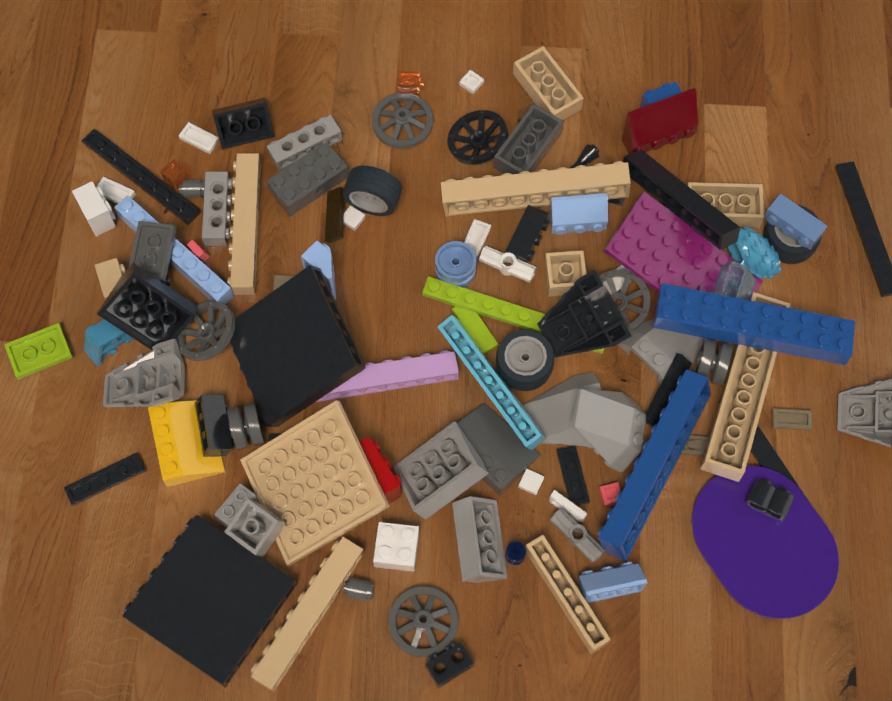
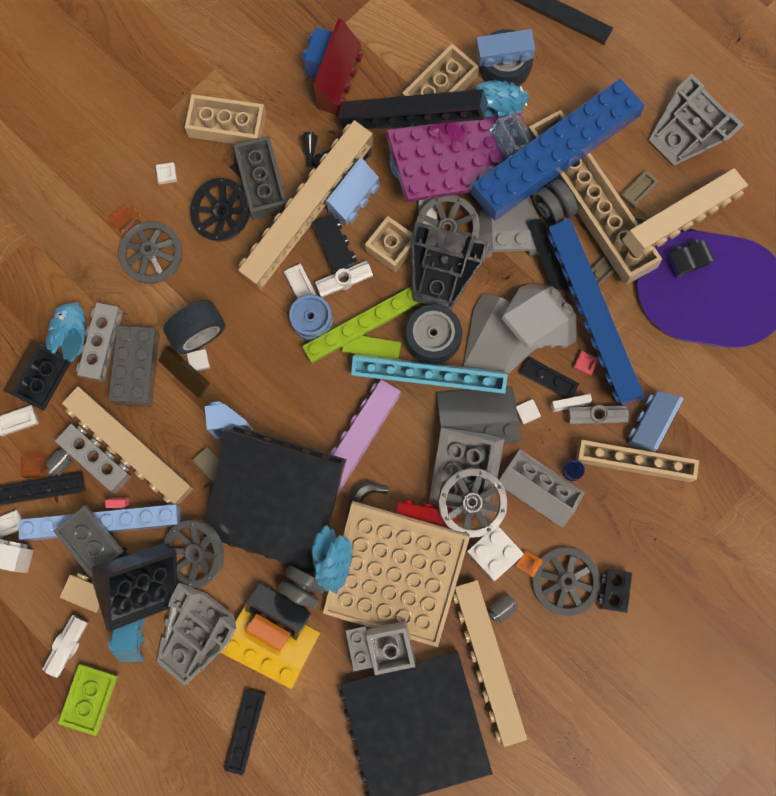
camera: 45 degrees left, 10 degrees up
(64, 303) = (65, 646): none -> white piece
(191, 430) = (268, 632): none -> orange tile
(281, 422) = (331, 559): none -> dark azure head
(295, 112) = (67, 330): none -> dark azure head
(362, 412) = (364, 489): none -> pearl dark grey piece
(411, 580) = (529, 563): none -> orange tile
(443, 475) = (478, 502): none -> wheel
(801, 463) = (684, 213): none -> tan brick

